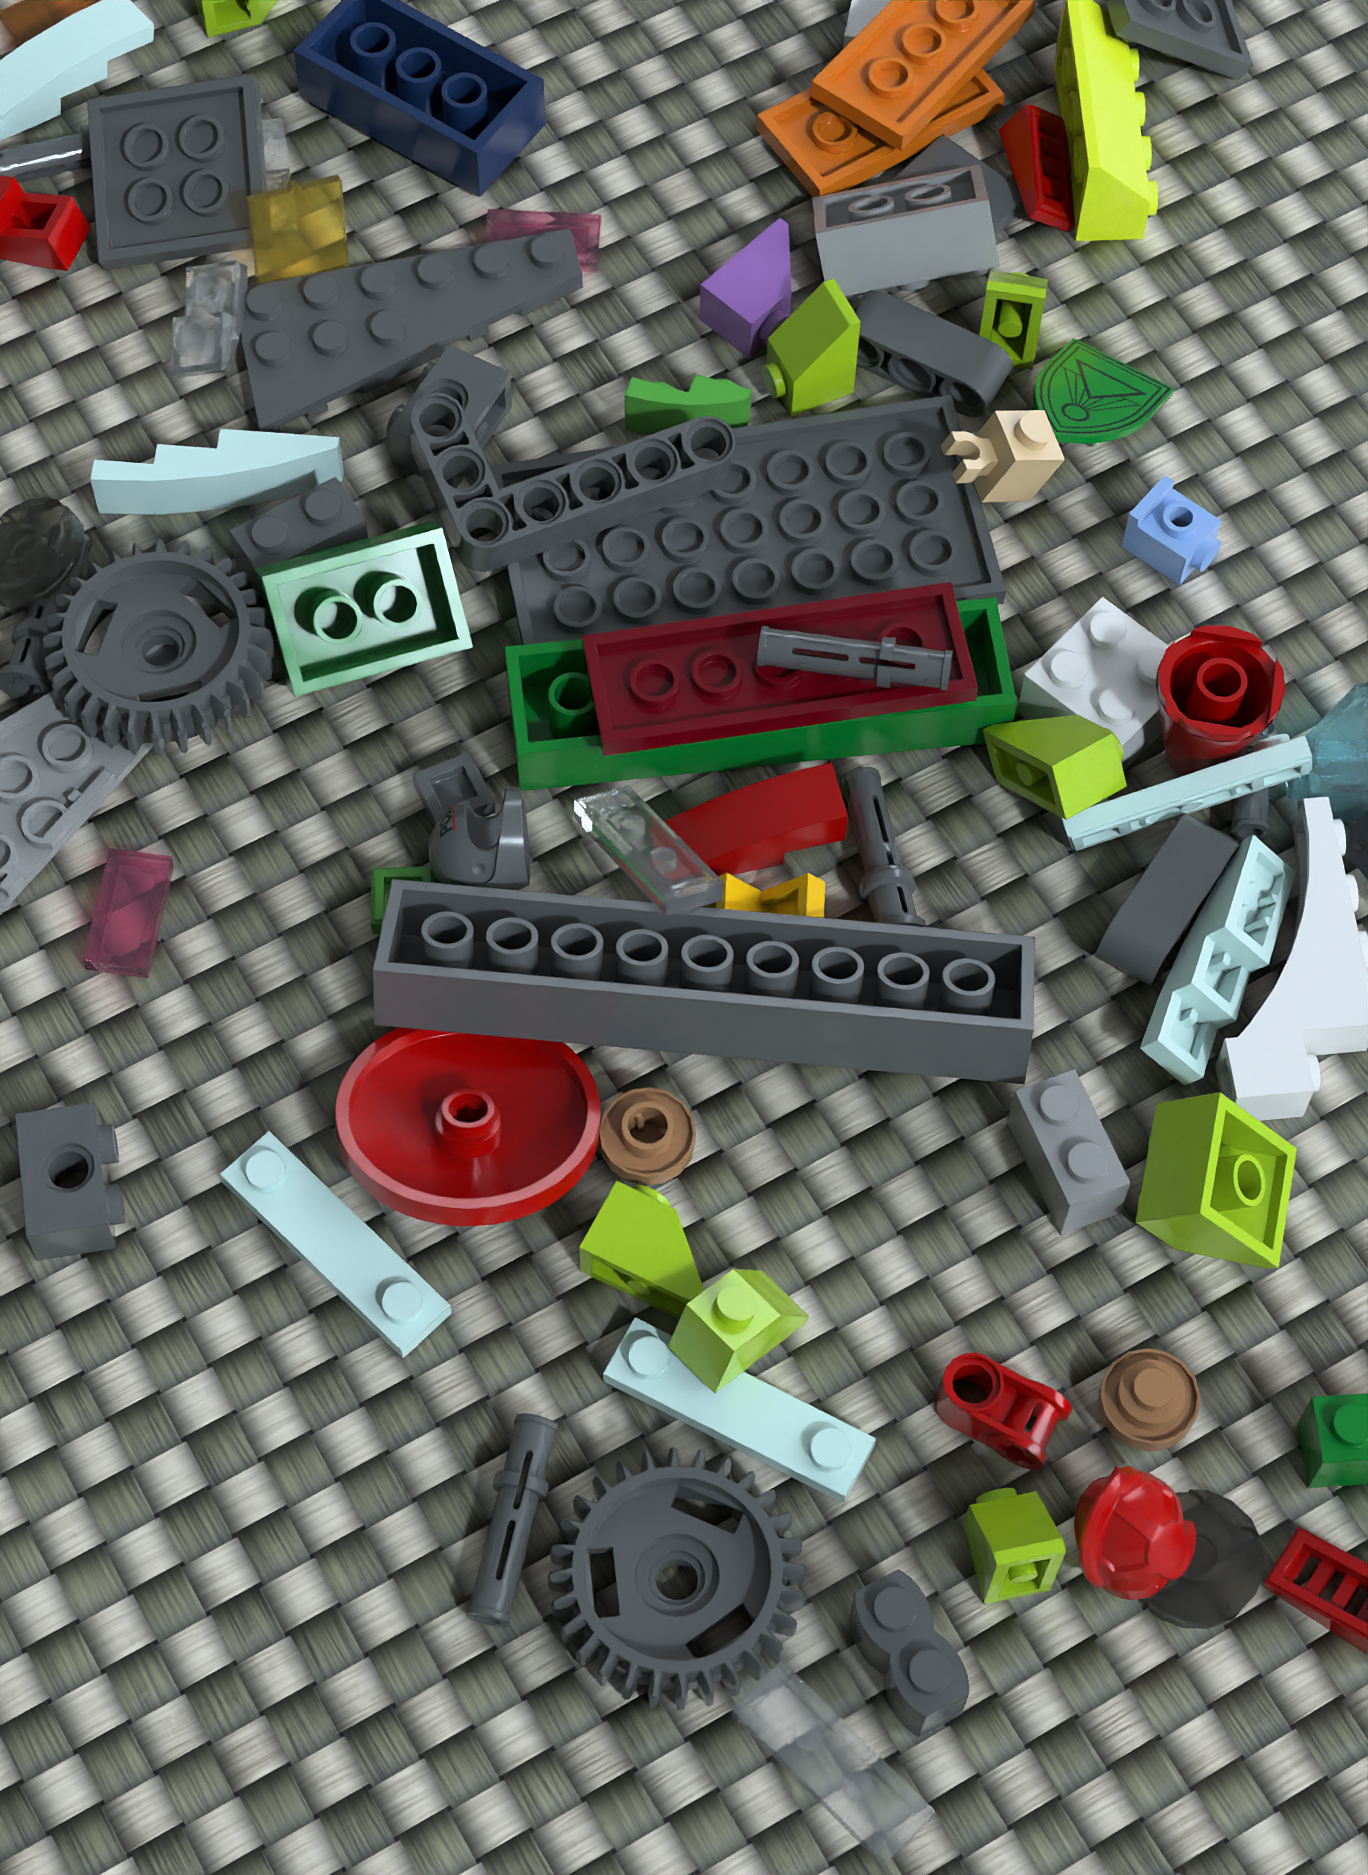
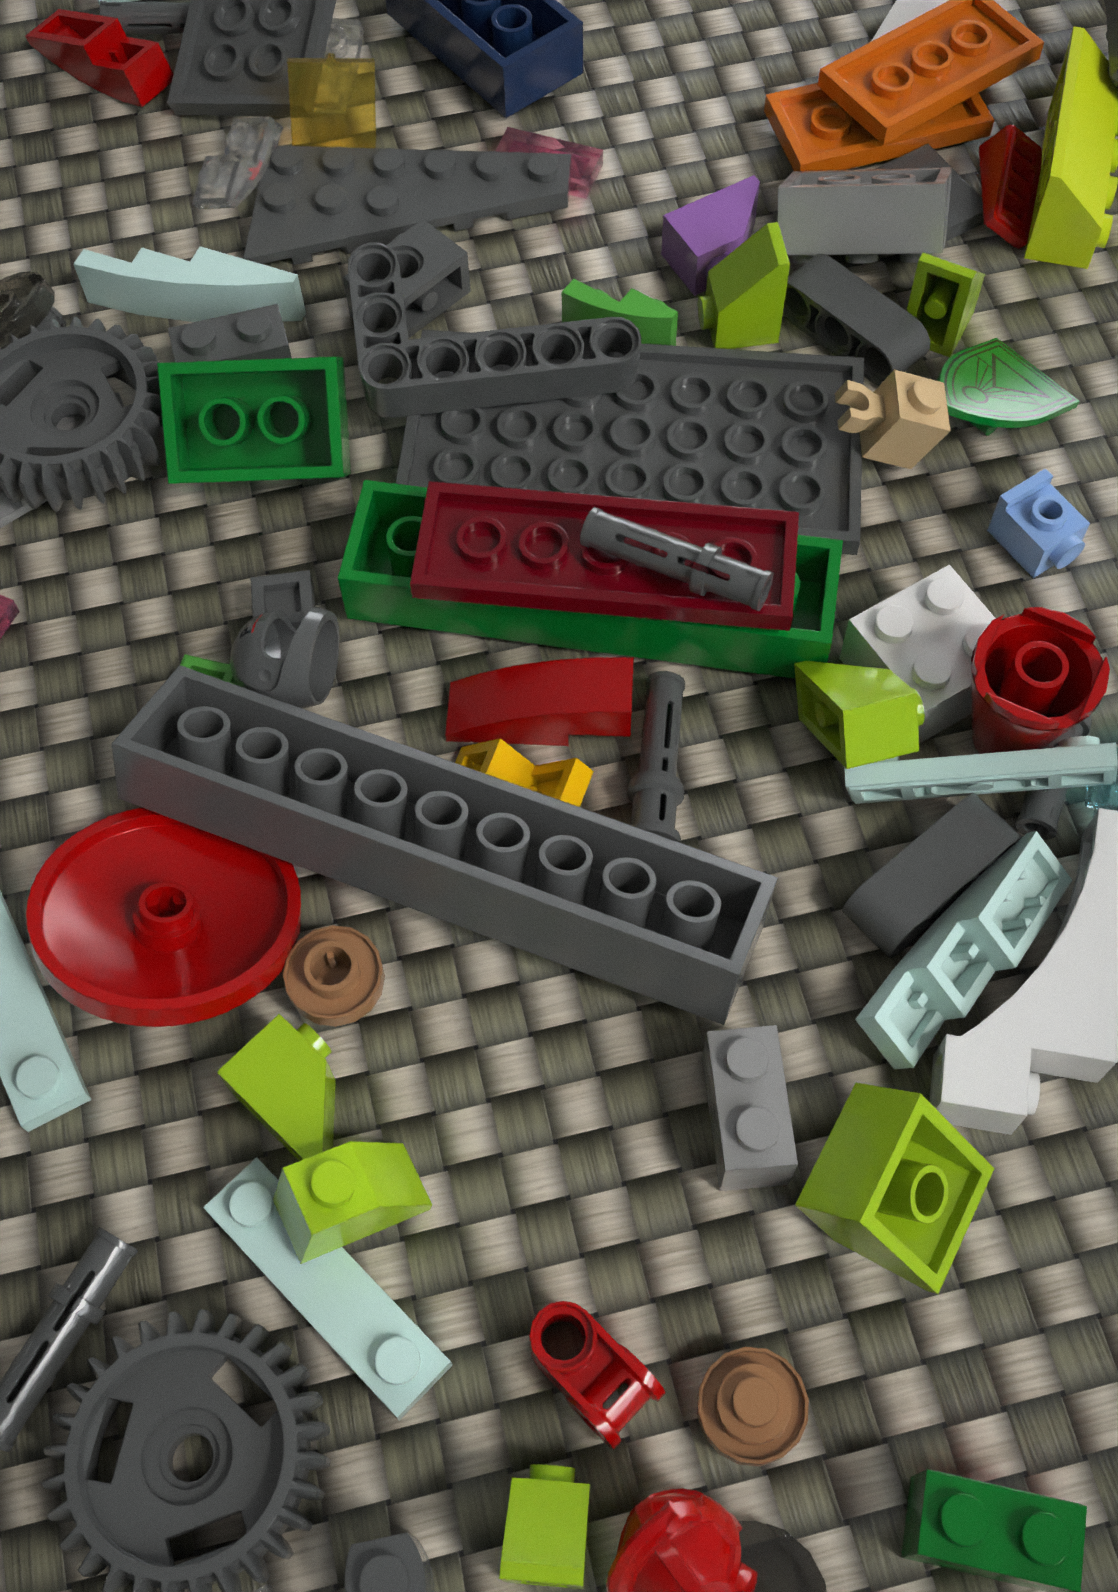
camera: 20 degrees right, 0 degrees up
(648, 850) = (433, 700): clear tile -> none

